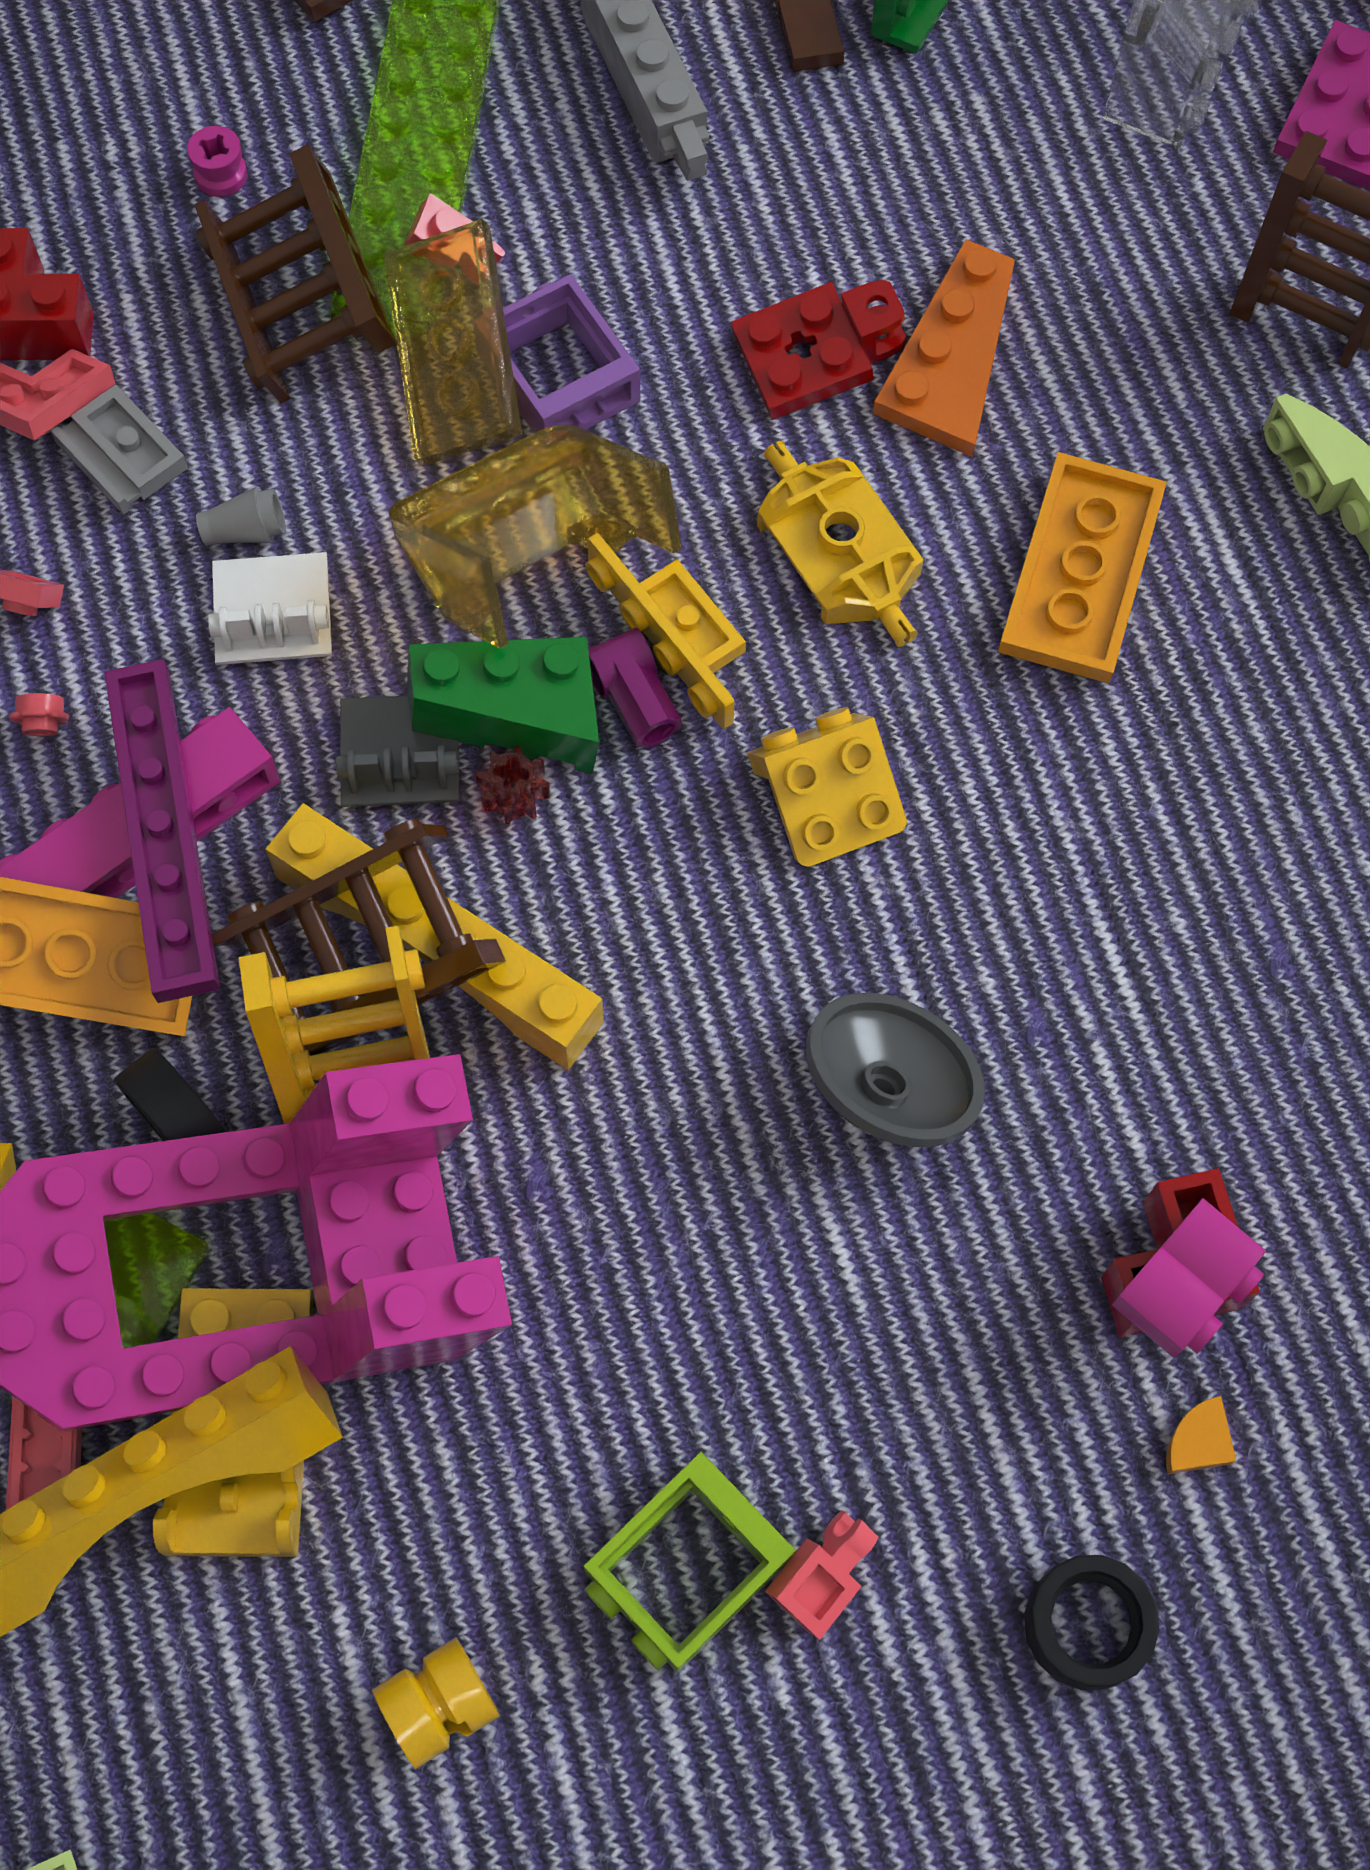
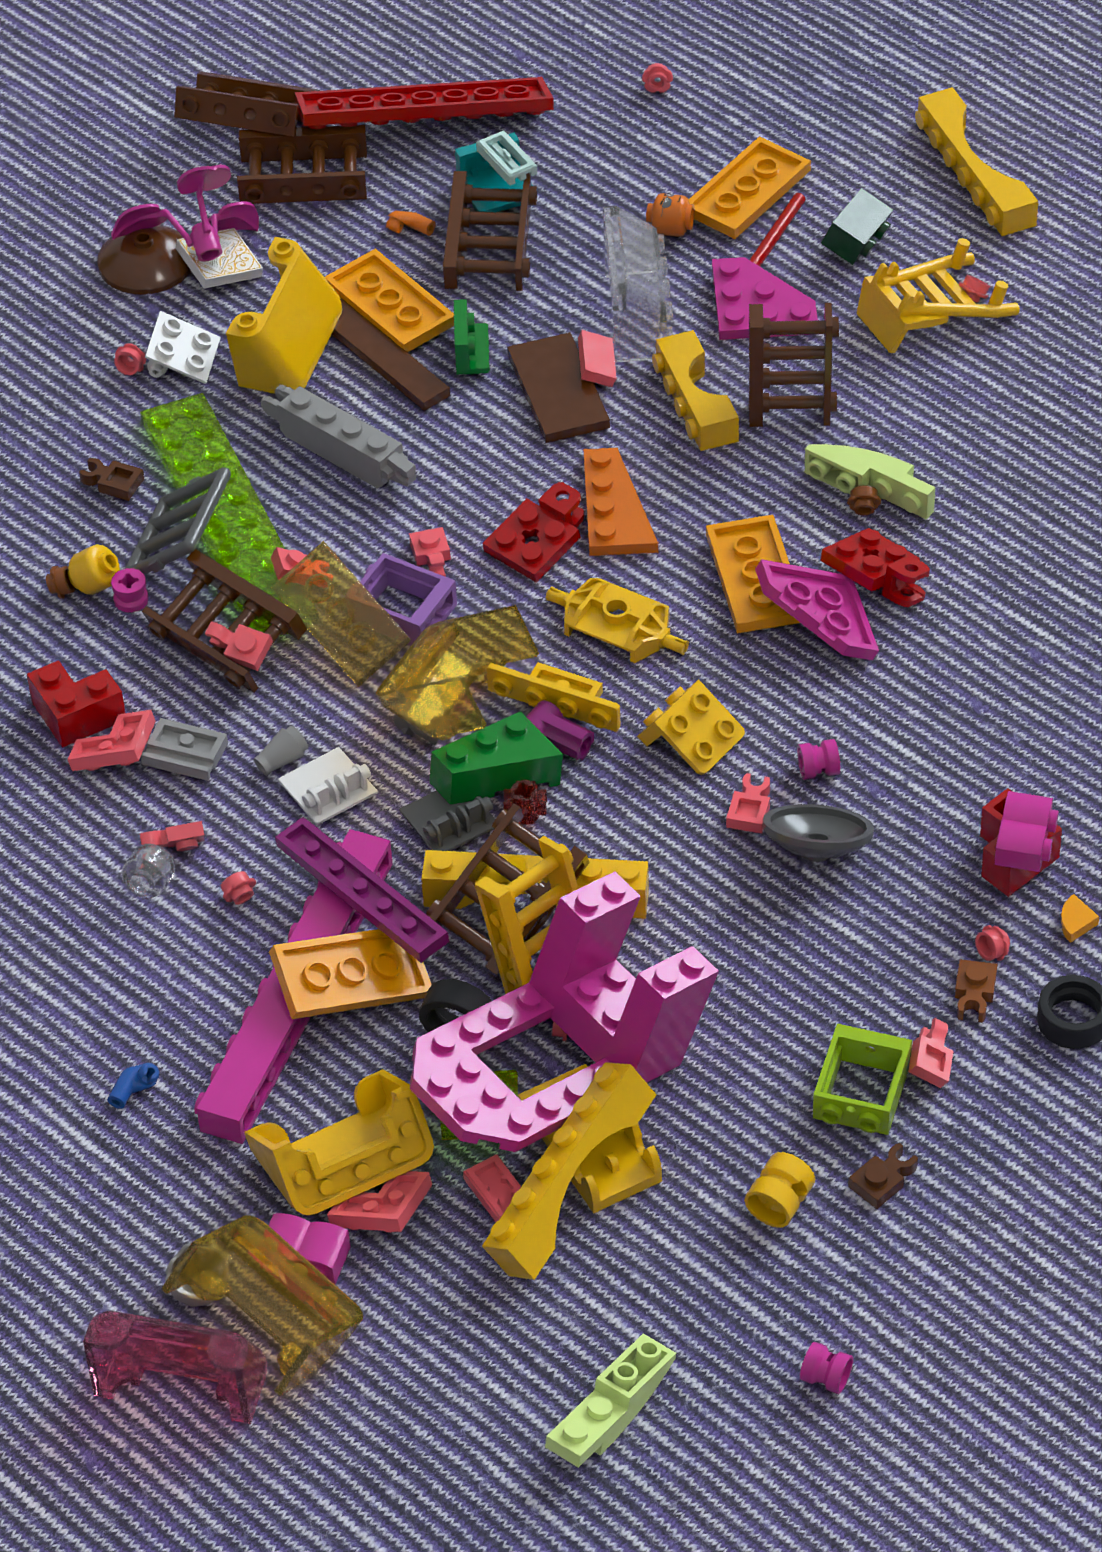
camera: 25 degrees left, 20 degrees down
(140, 102) = (59, 581): none -> dark orange plate
(183, 104) = (93, 569): none -> yellow head
(284, 328) = (243, 647): none -> coral plate
(335, 71) = (190, 529): none -> dark grey bar
(607, 1757) = (882, 1179): none -> reddish brown plate
(656, 296) = (430, 548): none -> coral plate
(827, 967) = (749, 806): none -> coral plate
(974, 1474) = (975, 987): none -> dark orange plate
(978, 938) = (816, 759): none -> dark pink wheel
(996, 123) = (554, 388): none -> reddish brown tile
(1042, 1417) = (992, 943): none -> coral plate
(1074, 103) = (597, 358): none -> coral tile
(1142, 675) = (822, 603): none -> dark pink plate
(1177, 269) = (707, 416): none -> yellow arch
(1279, 665) = (878, 563): none -> red plate
(1317, 522) = (864, 500): none -> dark orange plate

